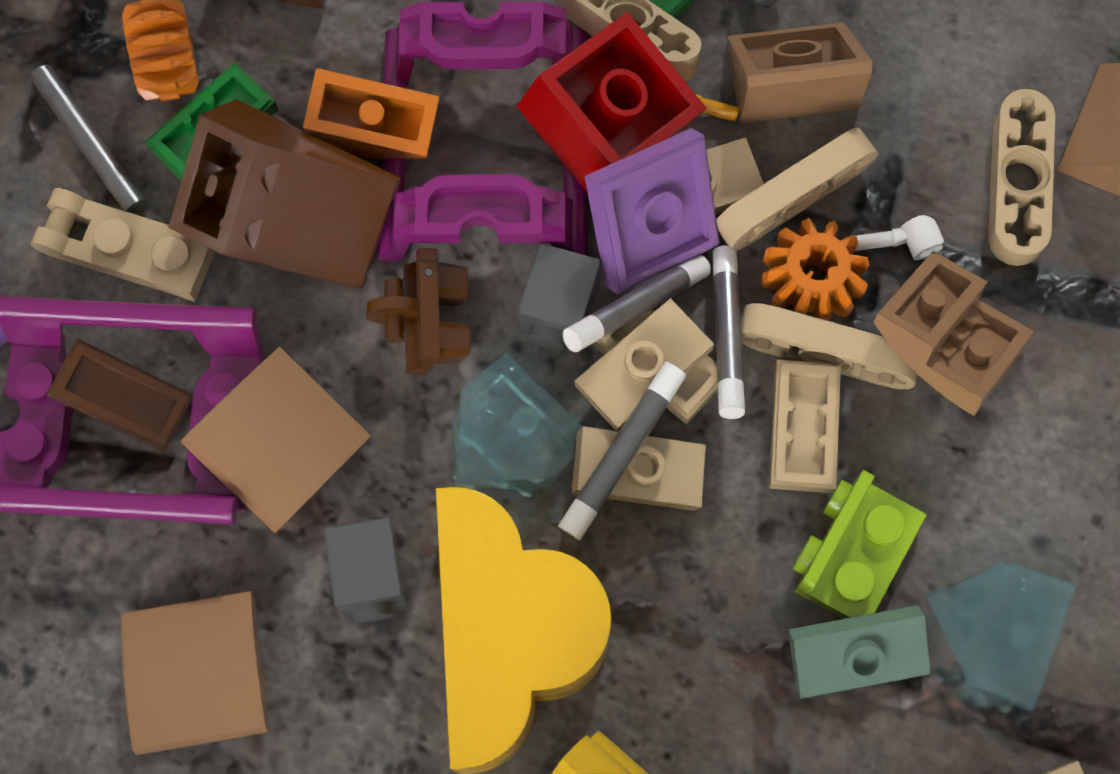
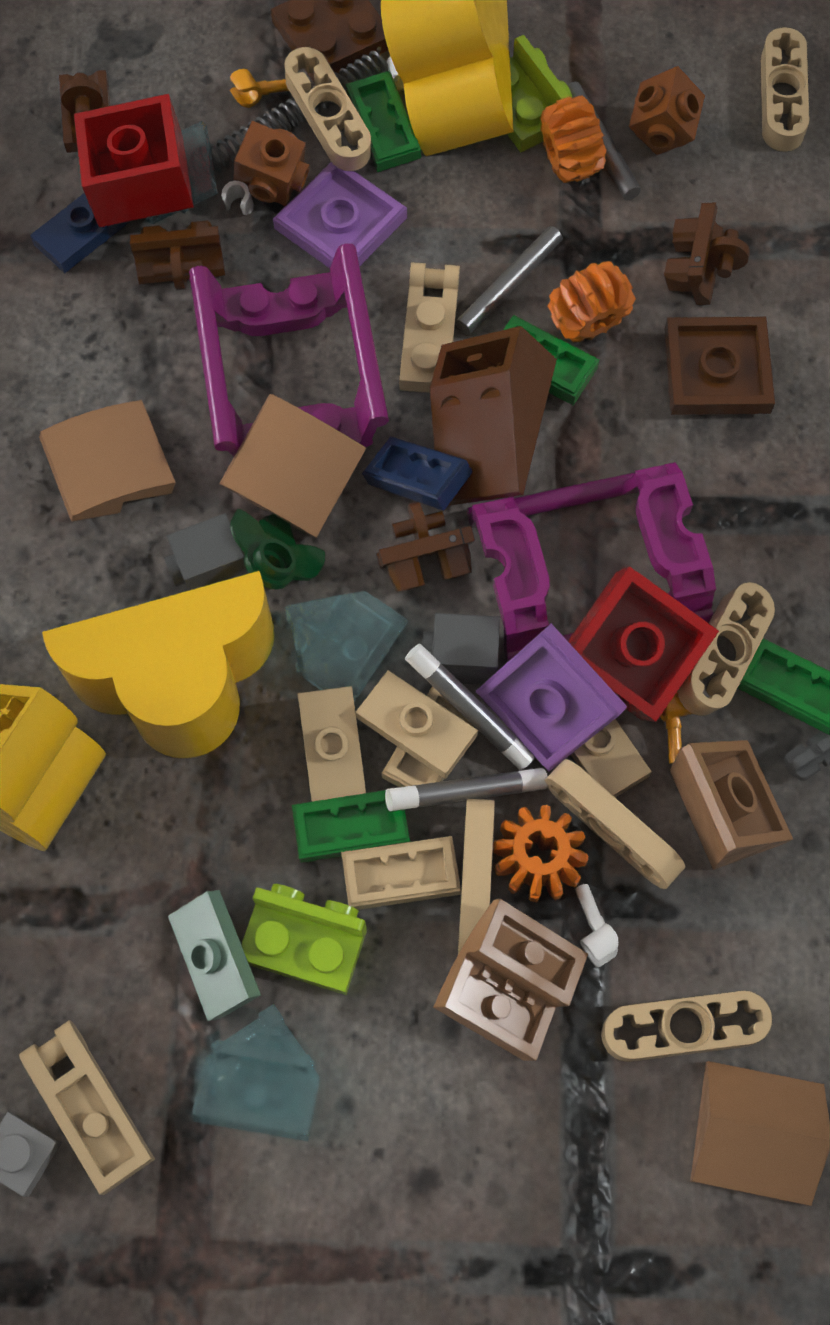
camera: 75 degrees right, 5 degrees down
(120, 395) = (306, 353): reddish brown tile -> none
(324, 298) = (417, 473): none -> dark blue plate
(370, 117) = (573, 460): orange slope -> none
(390, 487) = (273, 551): none -> dark green plate
(622, 450) = (335, 718): flat silver bar -> none
(738, 472) = (346, 824): none -> green plate

